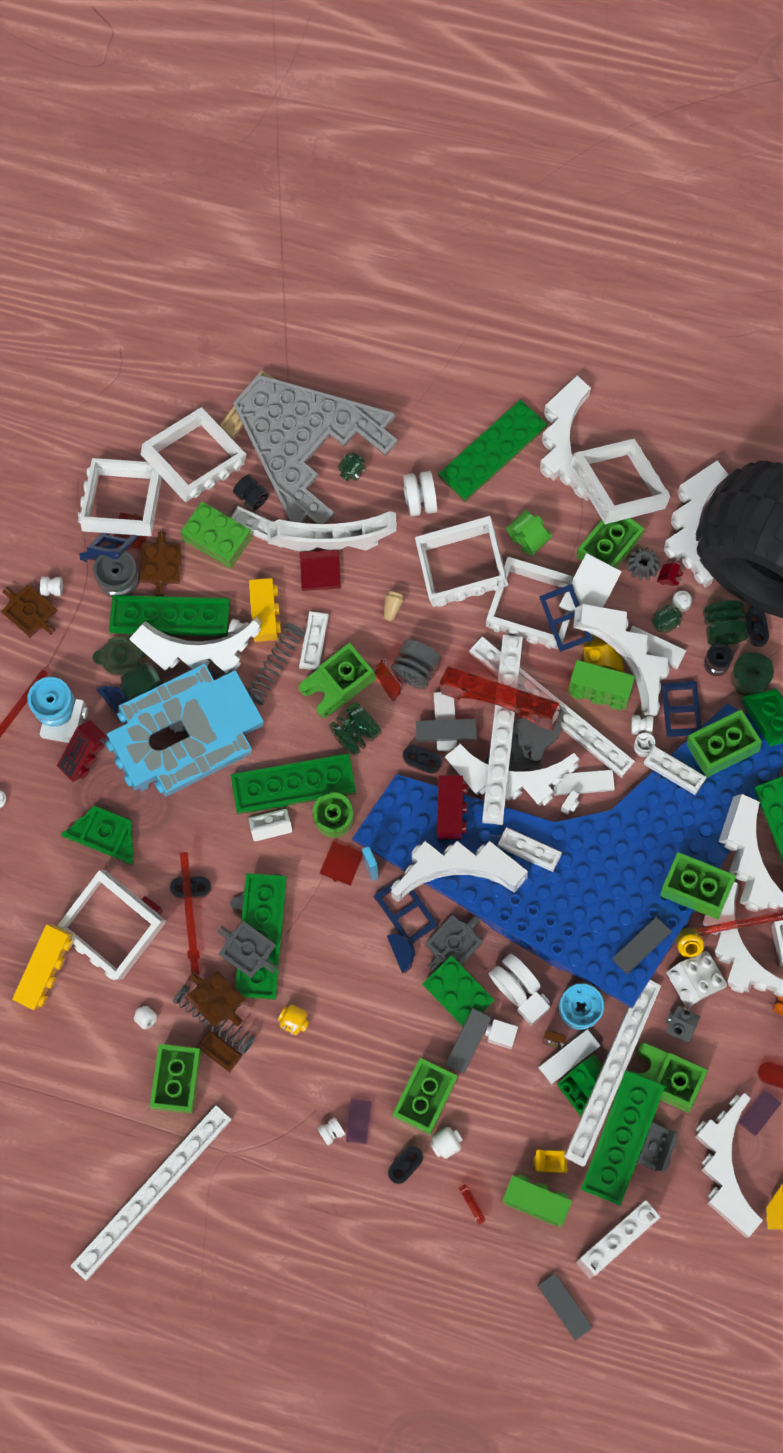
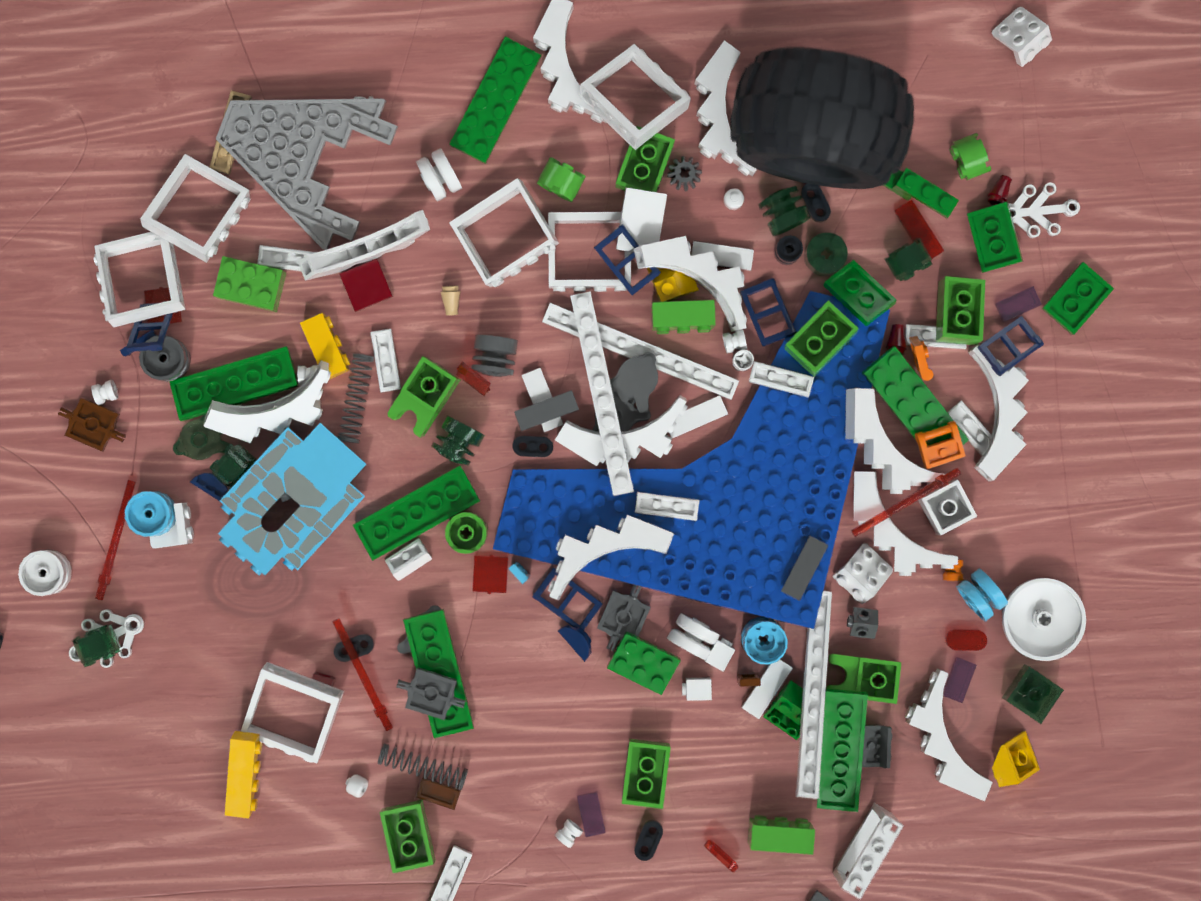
camera: 20 degrees left, 15 degrees up
(81, 751) = (200, 554): dark red brick -> none
(104, 833) = (251, 624): green wing -> none
(160, 563) = (204, 331): reddish brown plate -> none
(216, 998) = (417, 749): reddish brown plate -> none
(251, 492) = (266, 227): black wheel -> none
(293, 1019) = (497, 742): yellow head -> none
(351, 467) = (360, 166): clear green head -> none
(446, 1142) = (679, 808): white head -> none
(451, 807) = (578, 490): dark red brick -> none
(468, 1040) = (668, 706): dark grey tile -> none
(532, 707) = (607, 363): clear red arch -> none
(550, 1161) = (781, 791): yellow bracket -> none
(570, 803) = (691, 443): white plate -> none
(667, 619) = (725, 224): clear green head -> none
(668, 574) = (712, 175): dark red tile -> none
(690, 943) = (846, 544): yellow head -> none
(698, 885) = (840, 493): bright green brick -> none

